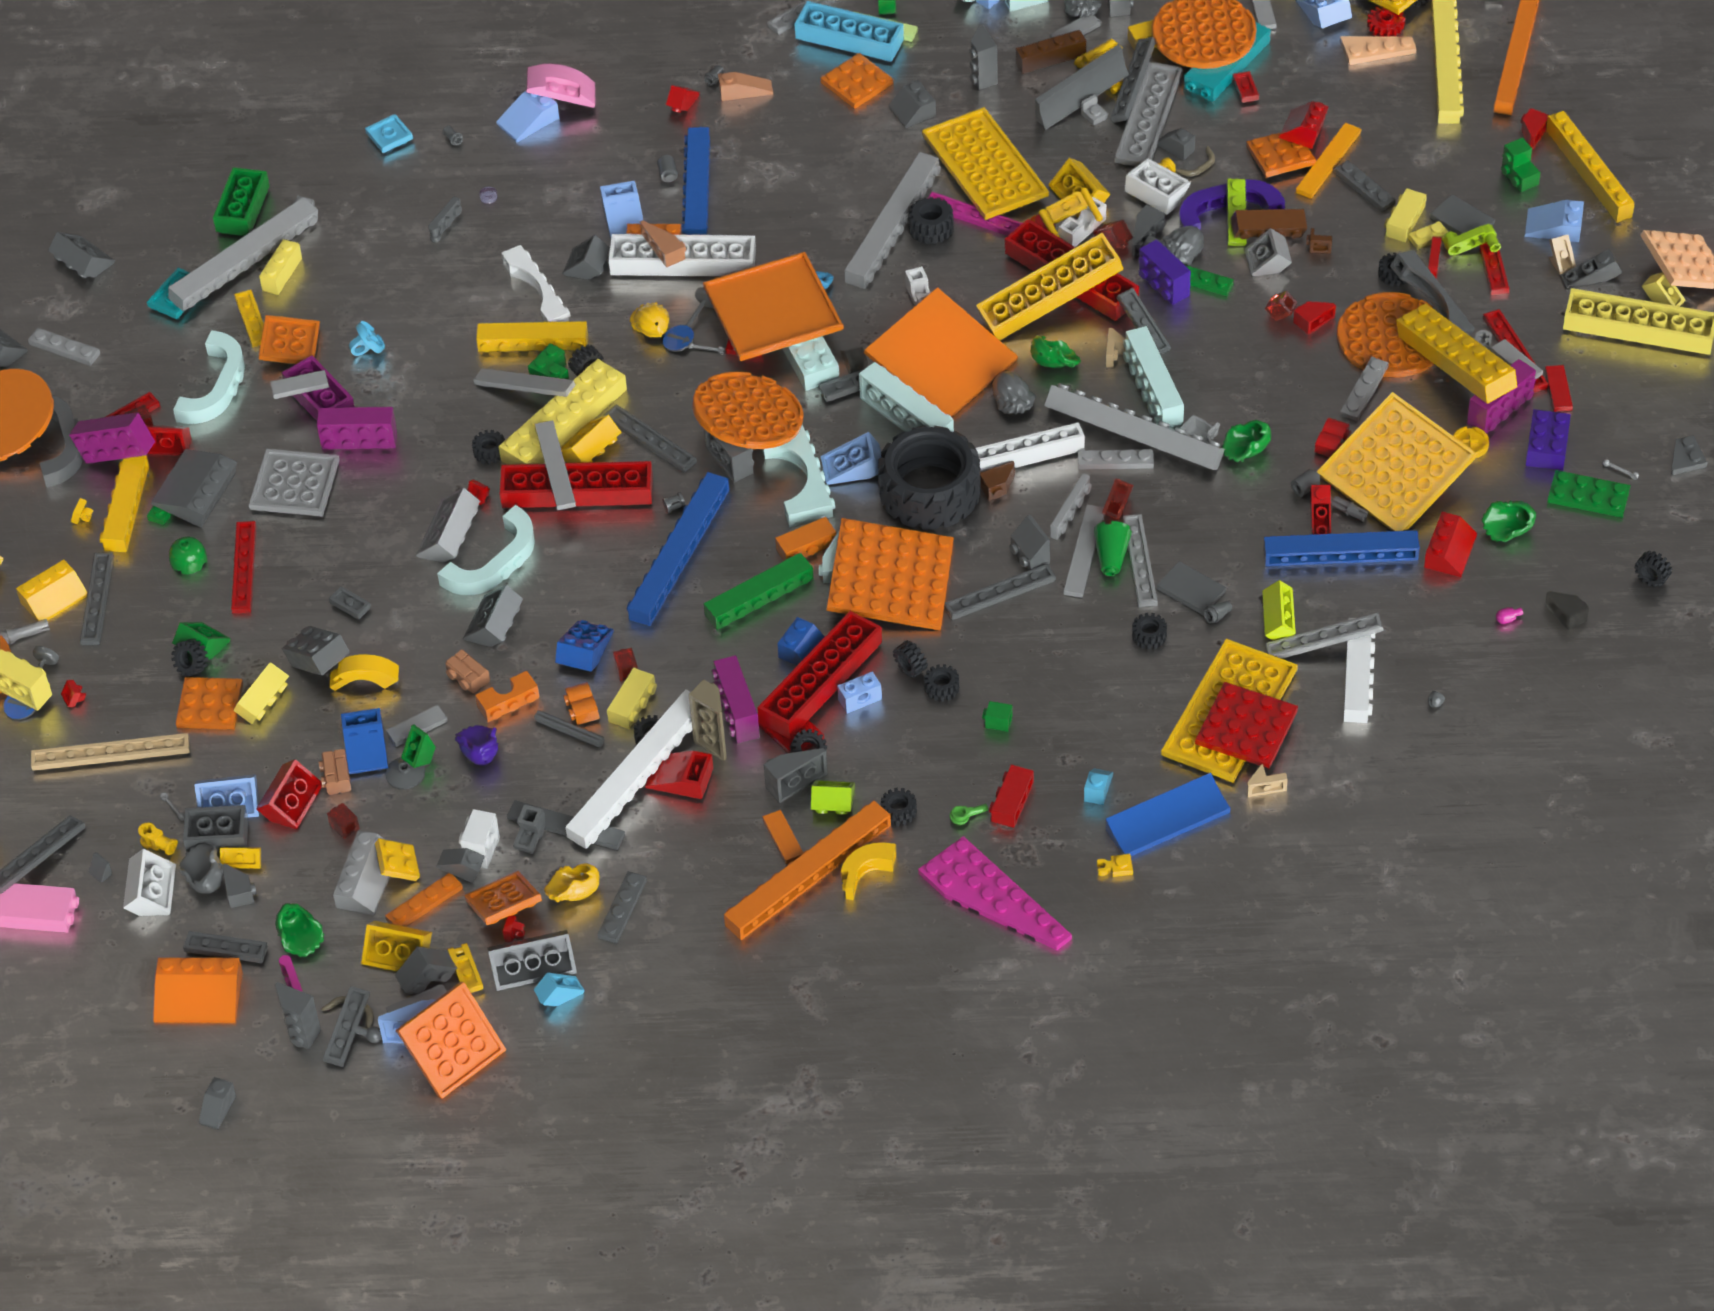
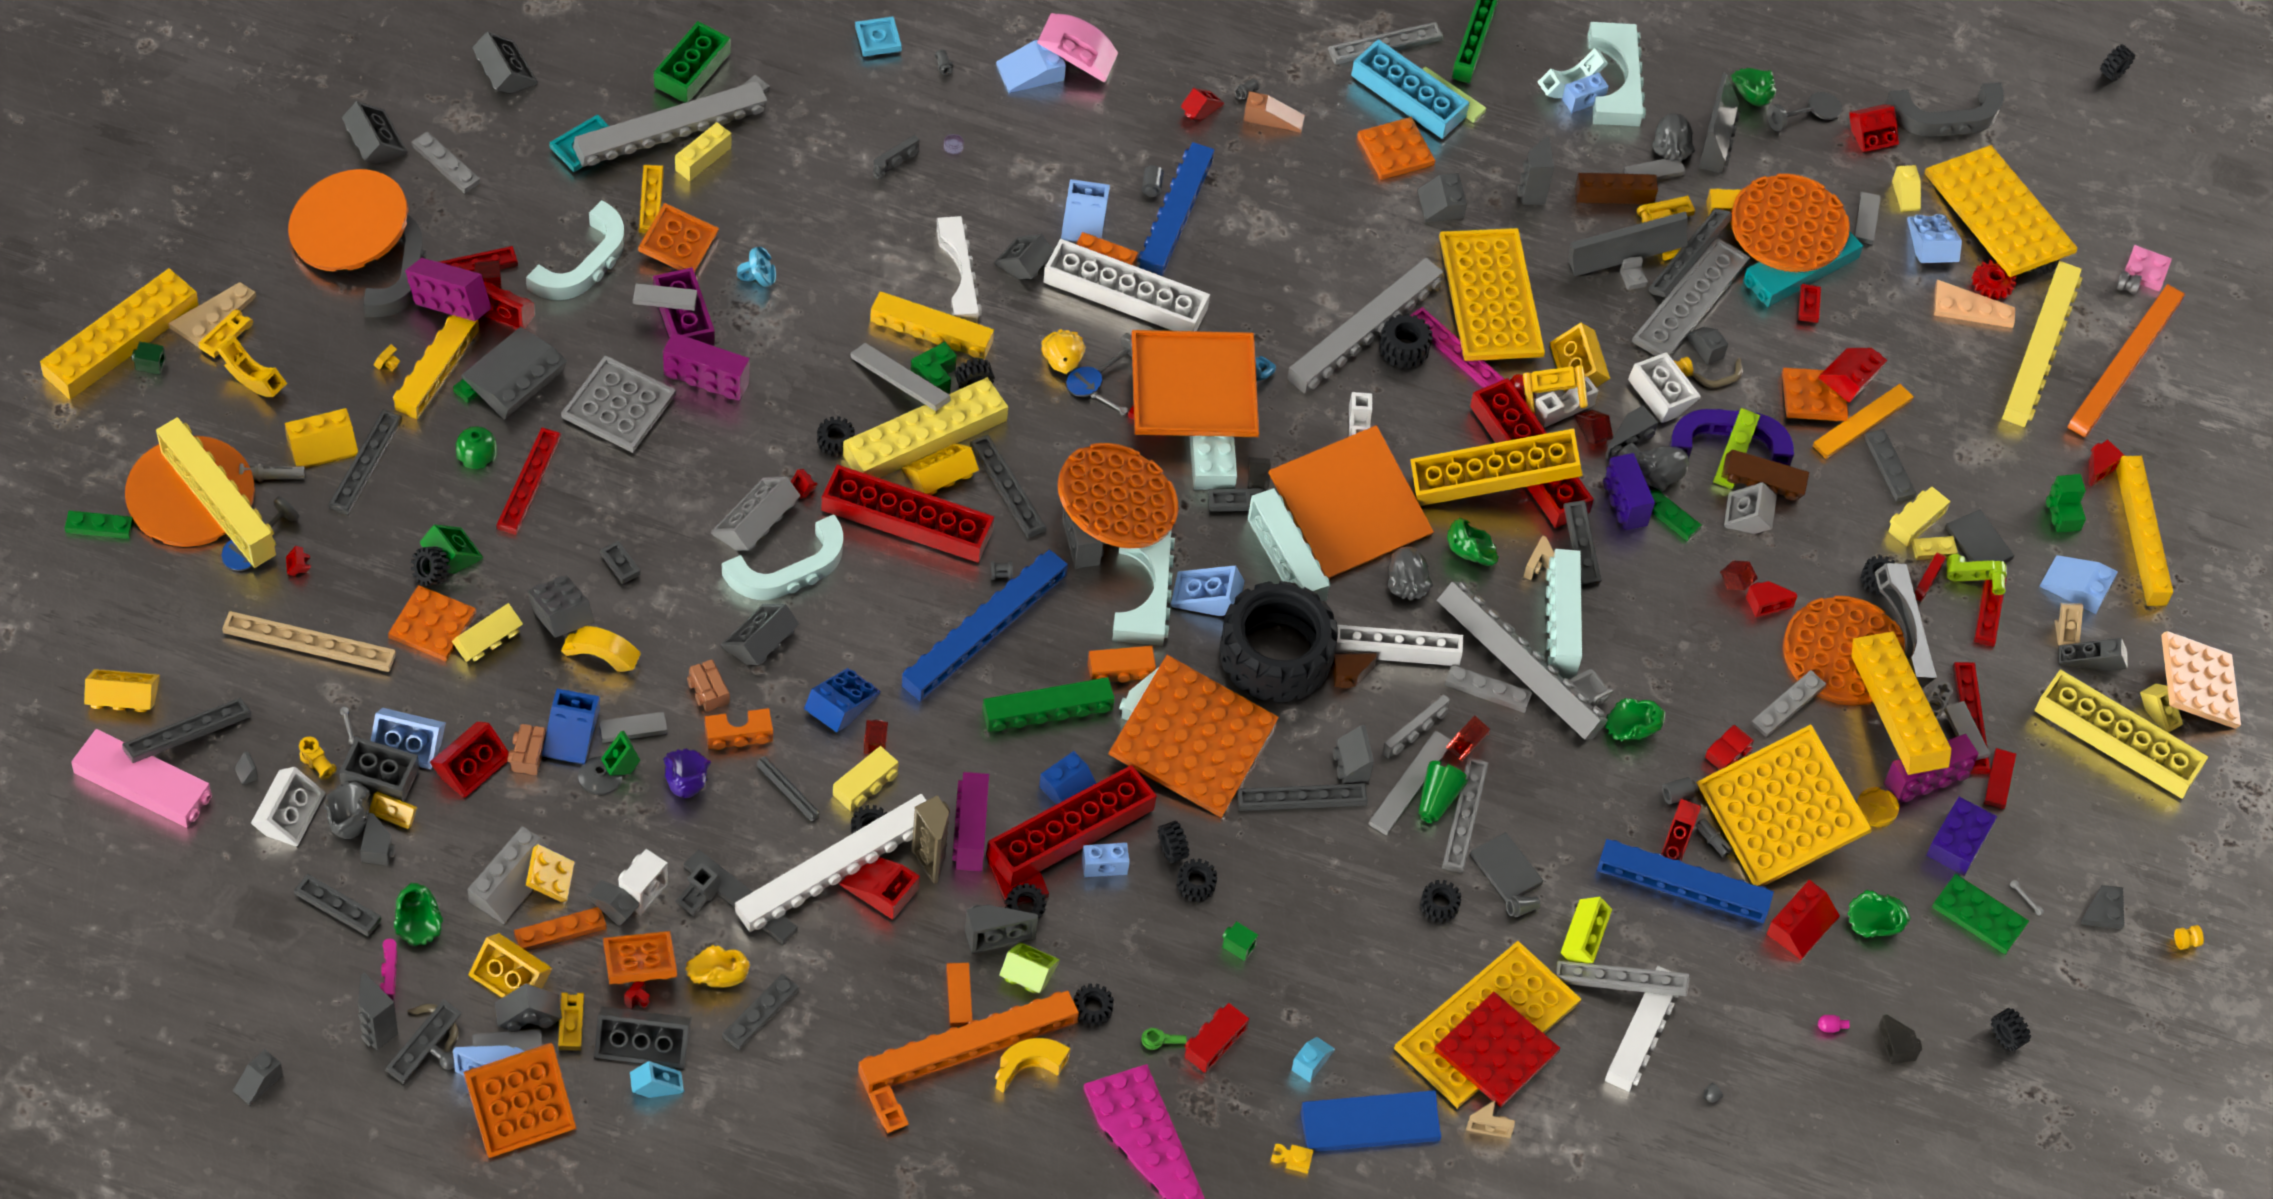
camera: 10 degrees right, 5 degrees up
(197, 990) = (289, 943): orange slope -> none
(343, 820) = (513, 807): clear red brick -> none
(555, 465) = (891, 485): light grey tile -> none
(581, 703) = (812, 765): orange brick -> none
(663, 243) = (1109, 271): nougat slope -> none
(762, 945) = (887, 1109): none -> orange slope
(1319, 243) = (1811, 516): reddish brown bracket -> none

